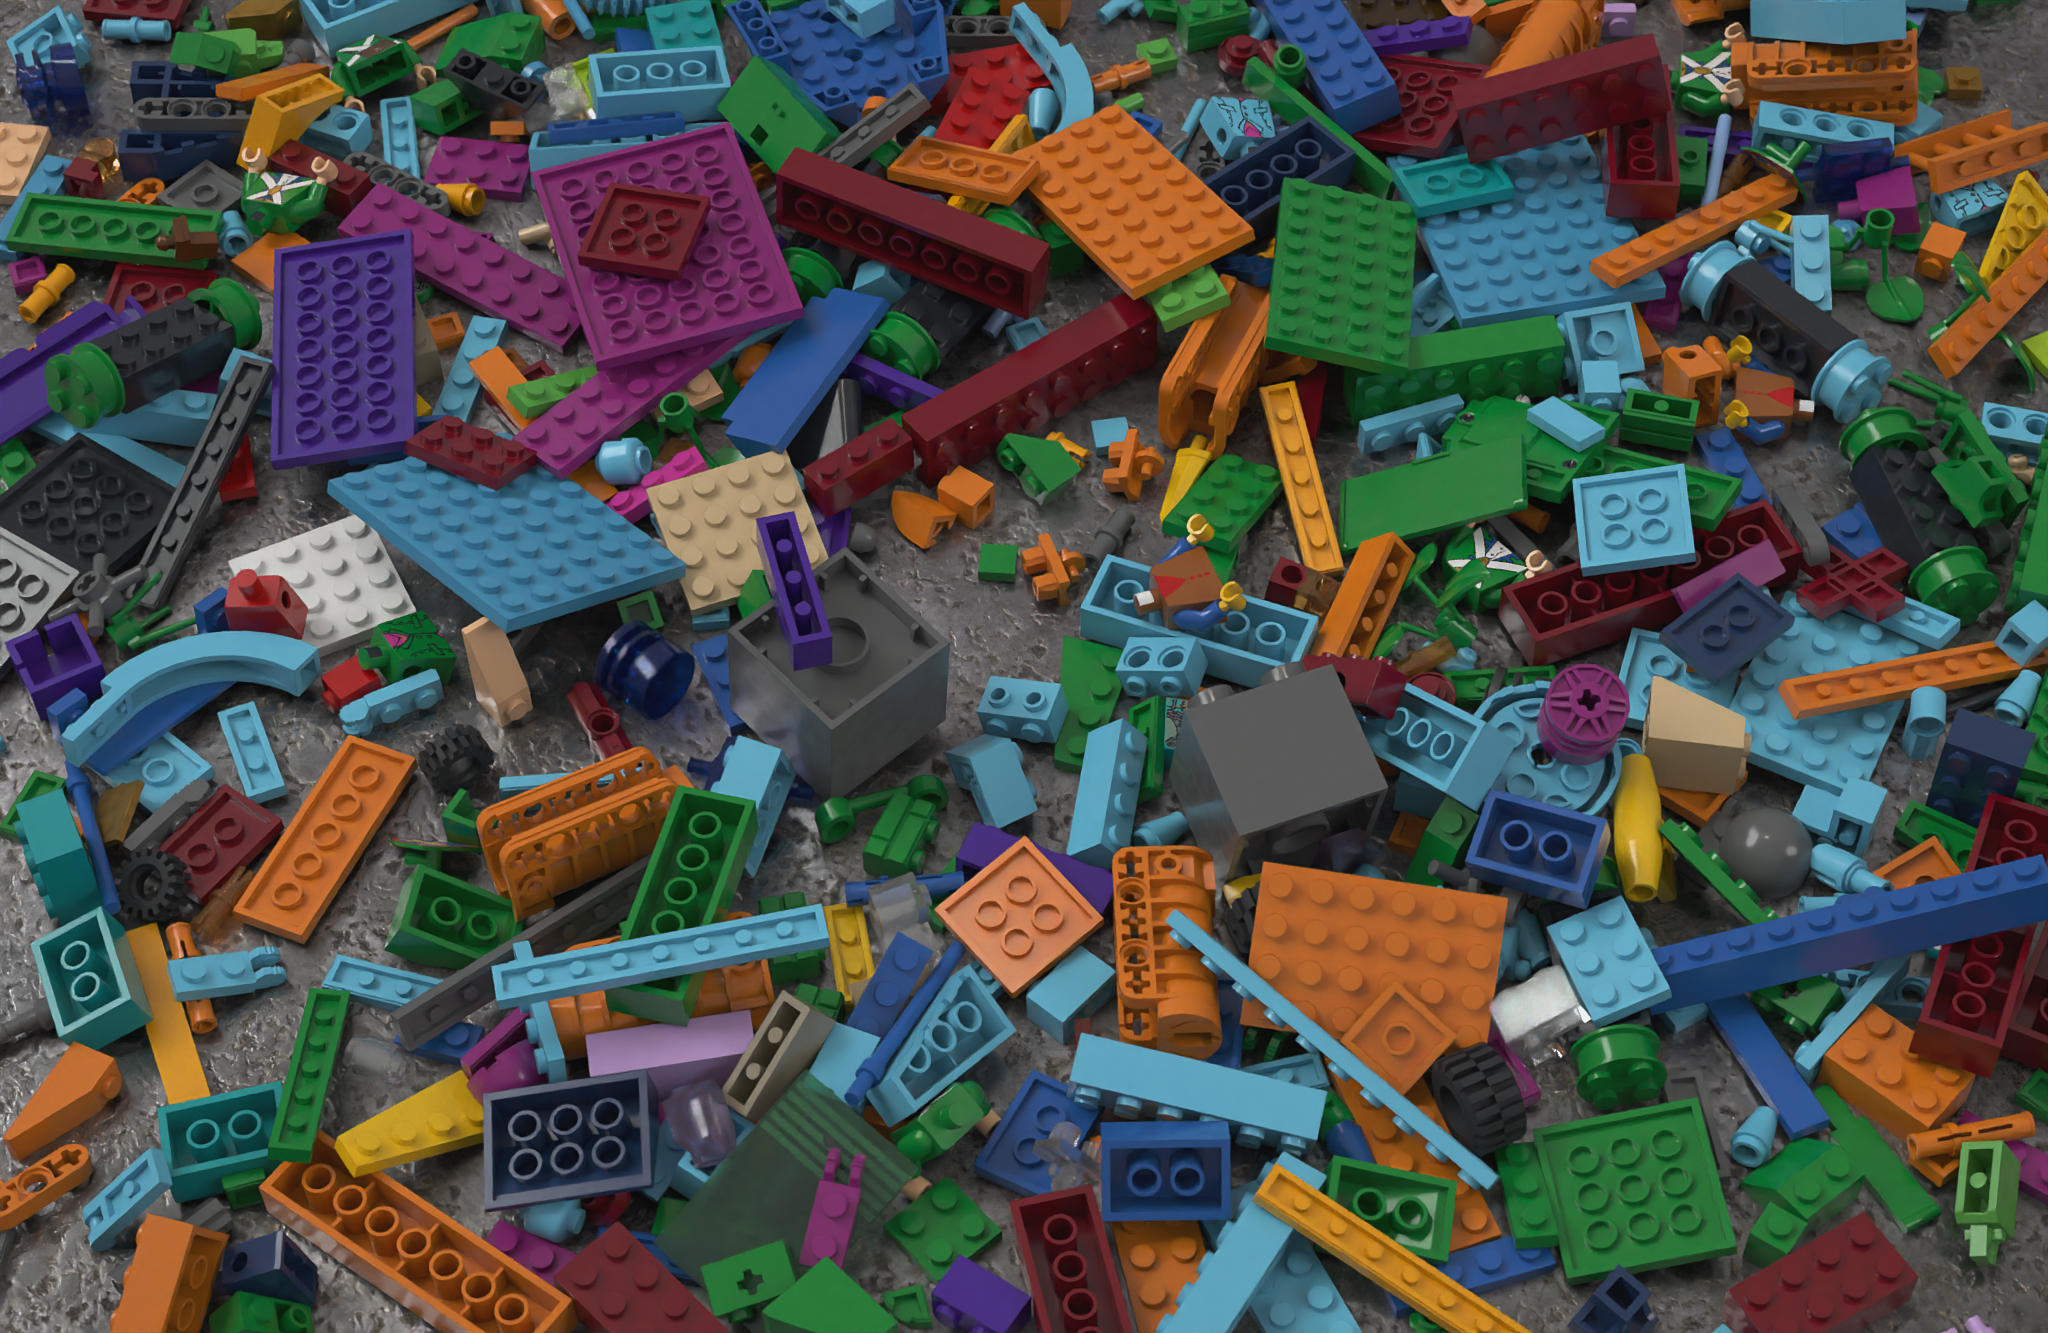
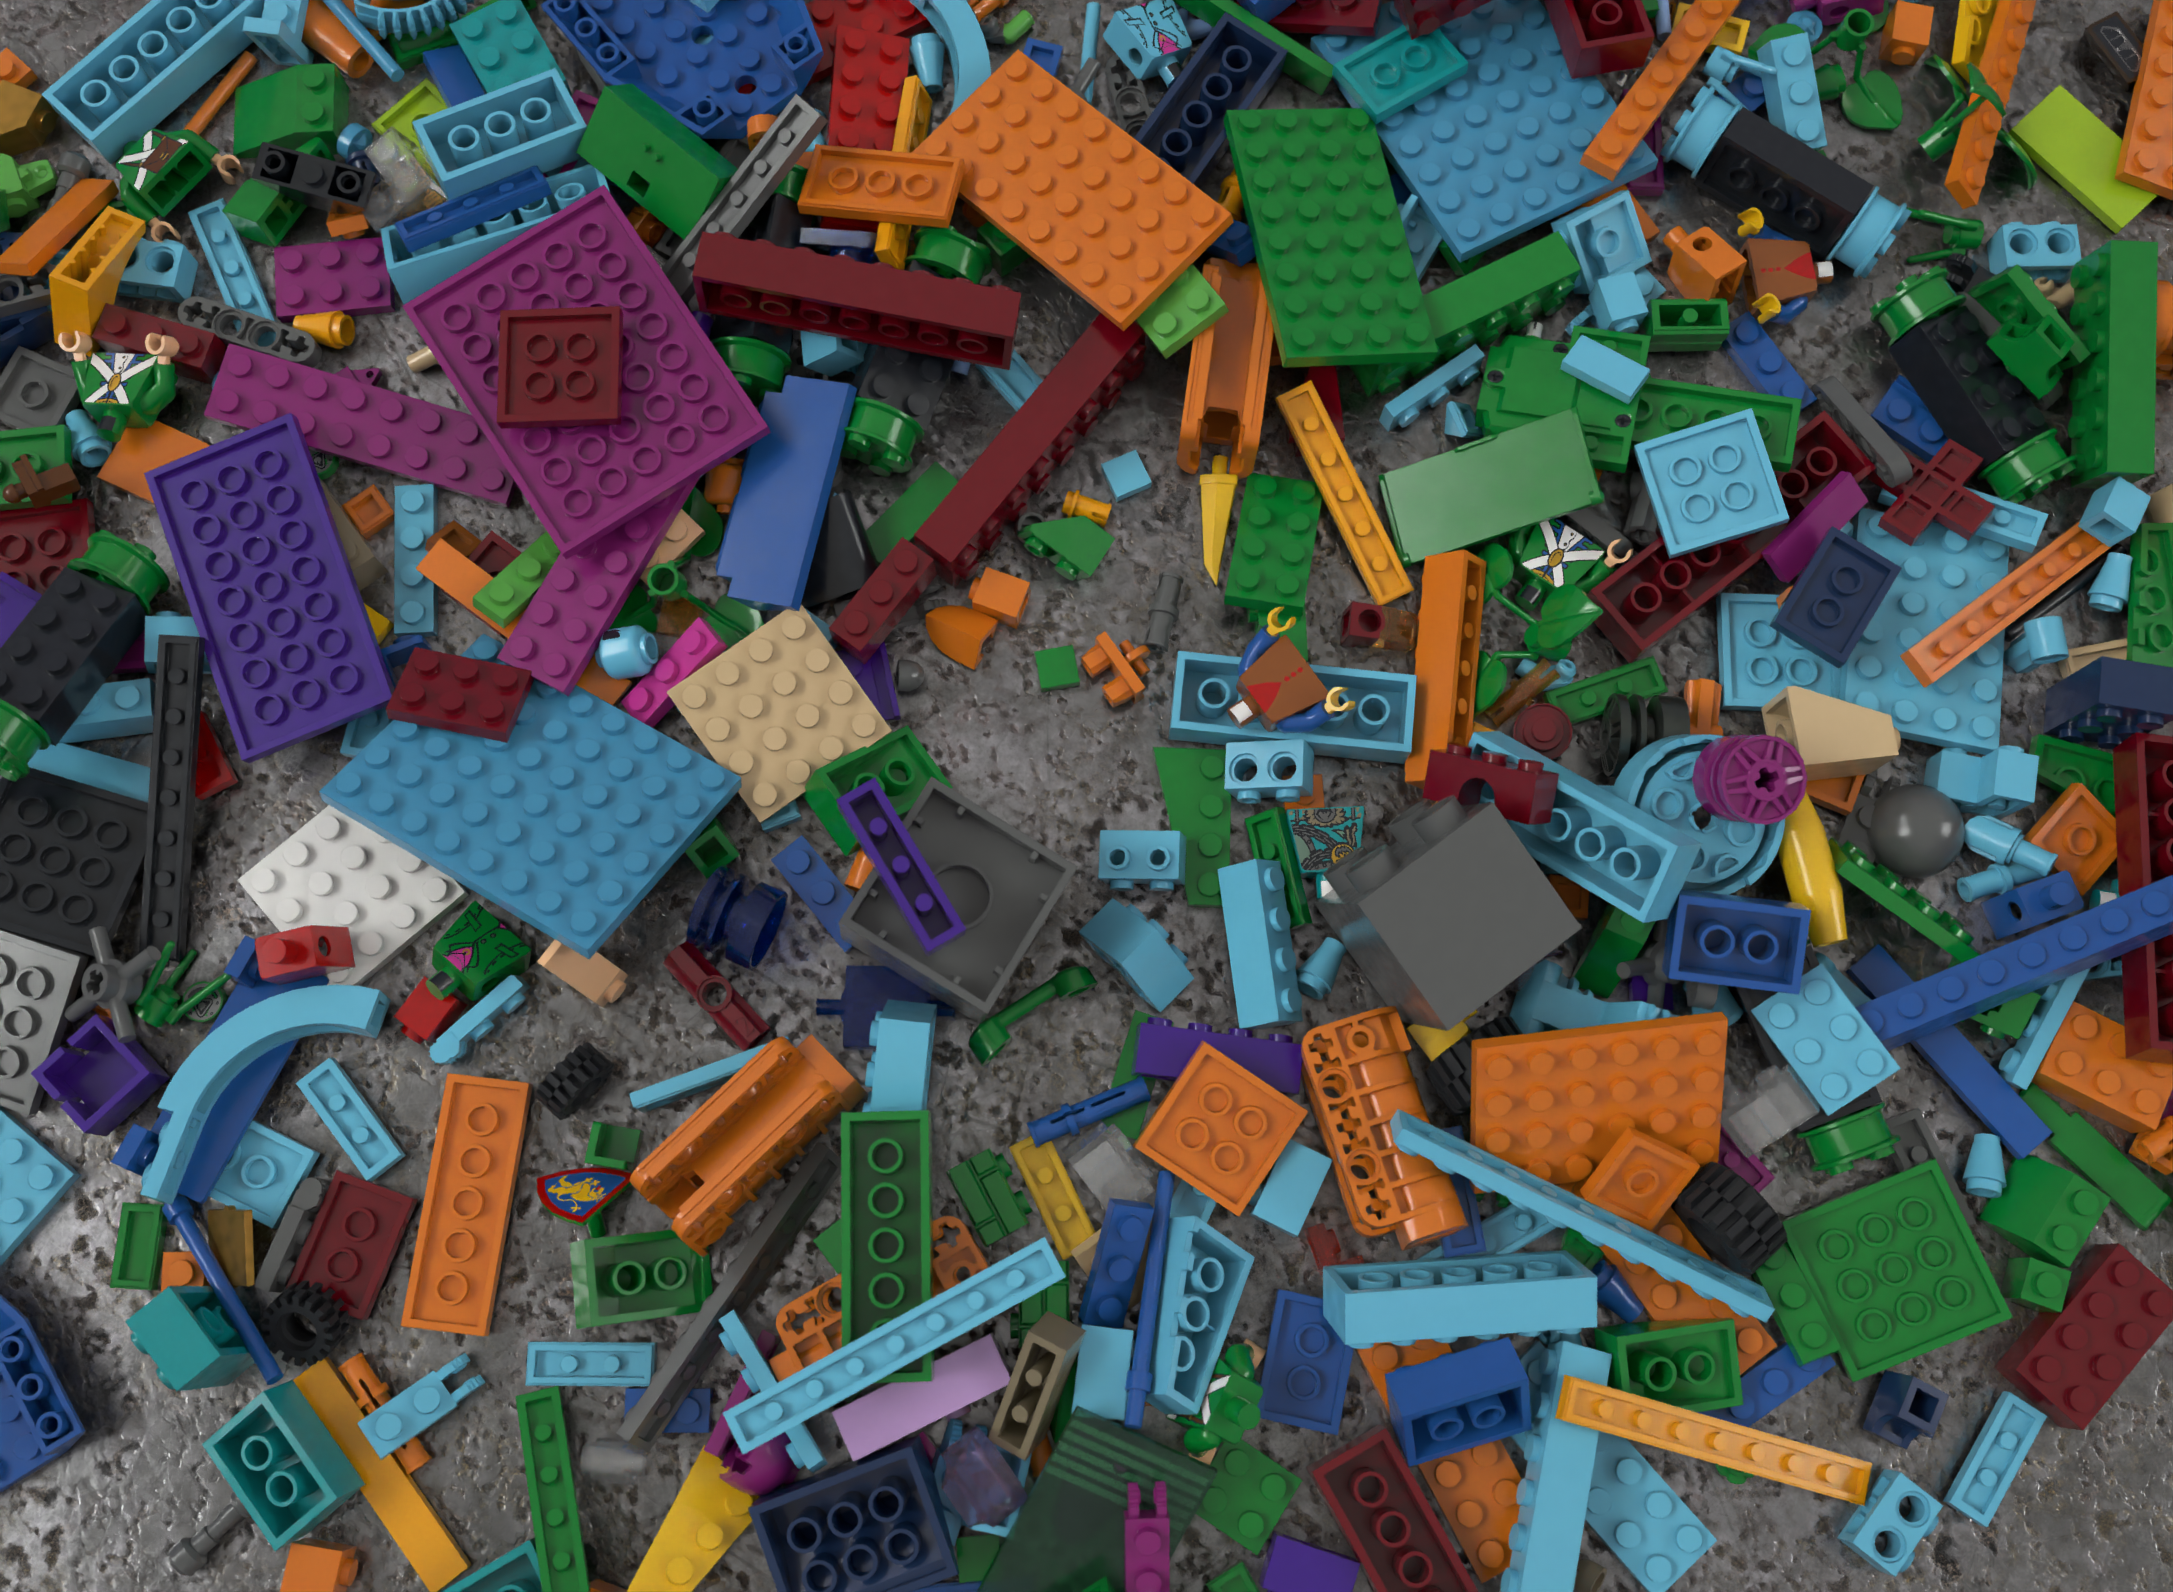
camera: 20 degrees left, 25 degrees up
(222, 903) = (386, 1314): clear orange pin -> none
(888, 383) = (892, 481): dark purple plate -> none
(901, 837) = (1063, 1046): green brick -> none
(1069, 1164) = (1356, 1396): clear hips -> none
(1134, 463) = (1165, 509): orange hips -> none
(1716, 351) = (1717, 221): orange arm -> none

